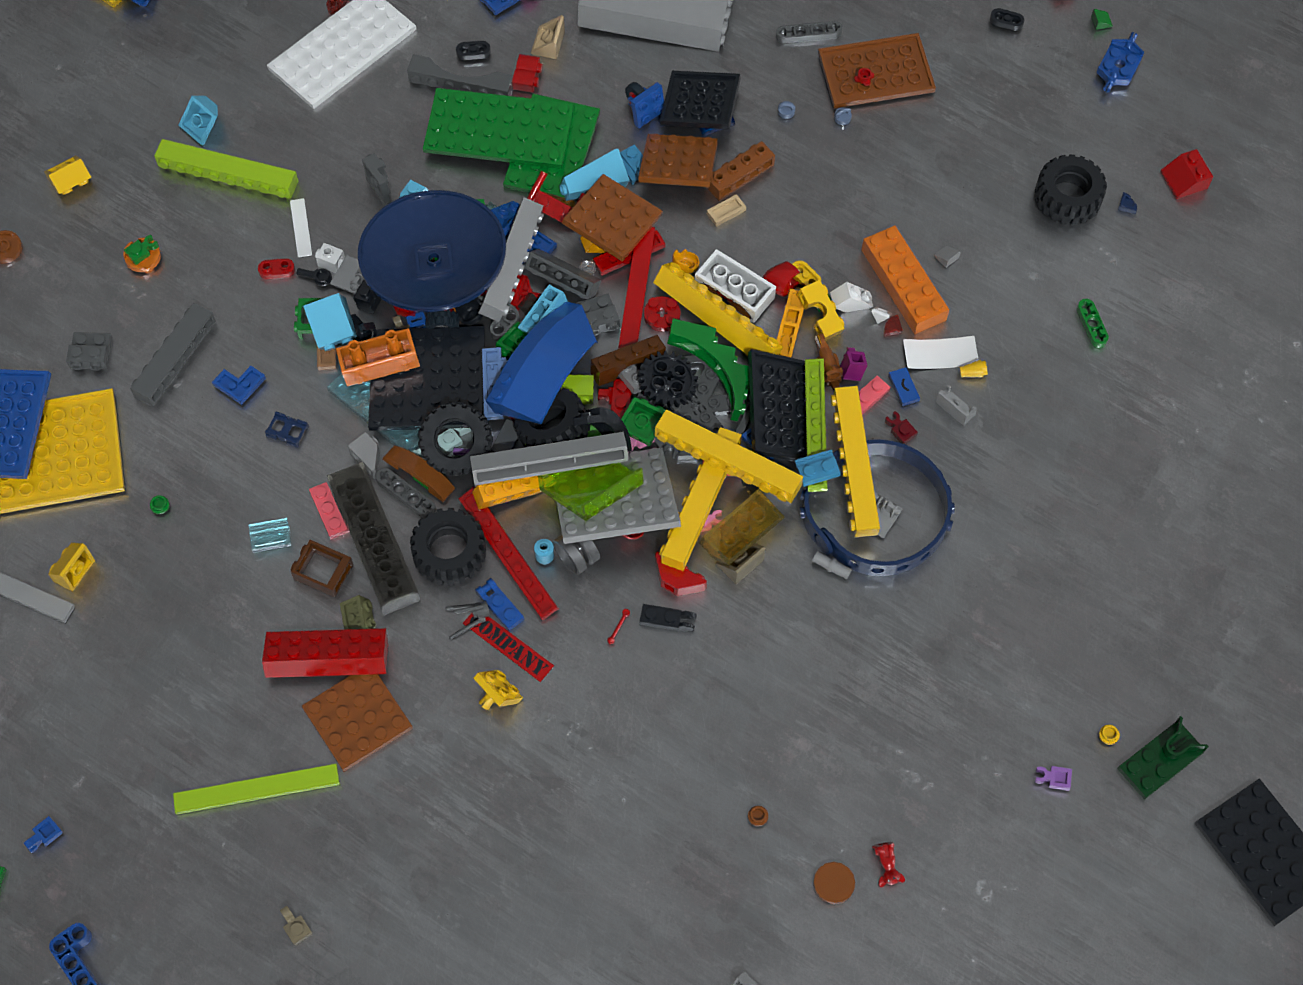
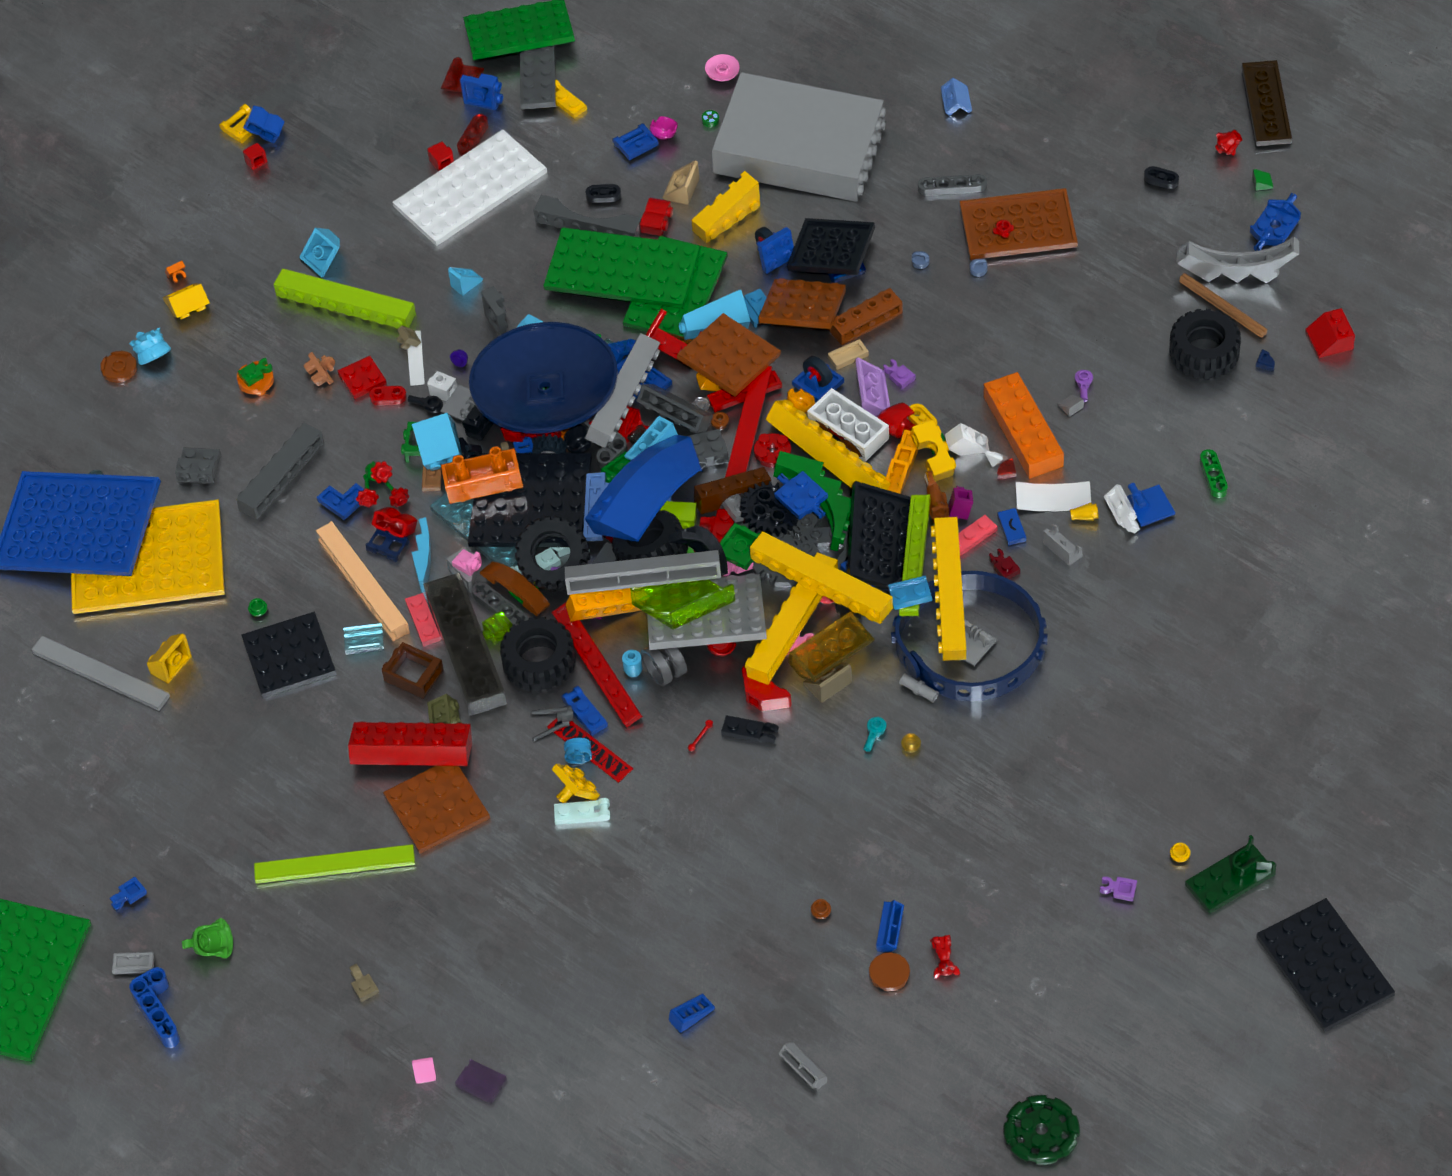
camera: 10 degrees right, 10 degrees down
(33, 225) = (149, 346): none -> medium azure hair
(52, 915) = (132, 962): none -> light grey plate
(54, 143) = (176, 269): none -> orange tile
(127, 21) = (255, 156): none -> red plate
(133, 886) = (211, 940): none -> bright green helmet
(194, 555) = (288, 654): none -> black plate
(201, 238) = (322, 366): none -> nougat hips
(249, 250) = (361, 377): none -> red plate
(264, 472) = (362, 581): none -> light nougat tile
(275, 357) = (380, 472): none -> red plant
(292, 206) = (407, 337): none -> dark tan tile
(293, 407) = (393, 521): none -> red brick
(311, 16) = (440, 155): none -> red brick
(323, 444) = (422, 557): none -> medium azure slope
(343, 144) = (463, 279): none -> medium azure slope
(344, 227) = (459, 358): none -> dark purple plate
(369, 449) = (467, 562): none -> bright pink bracket
(404, 518) = (496, 627): none -> clear neon green brick
(497, 651) = (577, 750): none -> dark azure wheel
(506, 717) = (582, 811): none -> light aqua plate
(596, 63) = (727, 208): none -> yellow wedge
(610, 287) = (720, 424): none -> dark orange plate
(627, 949) = (681, 1021): none -> blue slope
(698, 365) = (801, 495): none -> blue plate
(700, 238) = (817, 378): none -> plate
(753, 246) = (871, 387): none -> lavender slope
(779, 231) = (899, 375): none -> medium lavender plate
(793, 609) = (876, 727): none -> teal plate
(830, 621) = (911, 738): none -> clear yellow plate
(830, 833) = (889, 926): none -> blue piece
(956, 229) = (1084, 379): none -> medium lavender plate
(1009, 364) = (1122, 508): none -> white hinge
(1035, 359) = (1149, 504): none -> blue plate
(1081, 148) = (1223, 305): none -> medium nougat axle
(1090, 108) = (1236, 266): none -> light grey arch

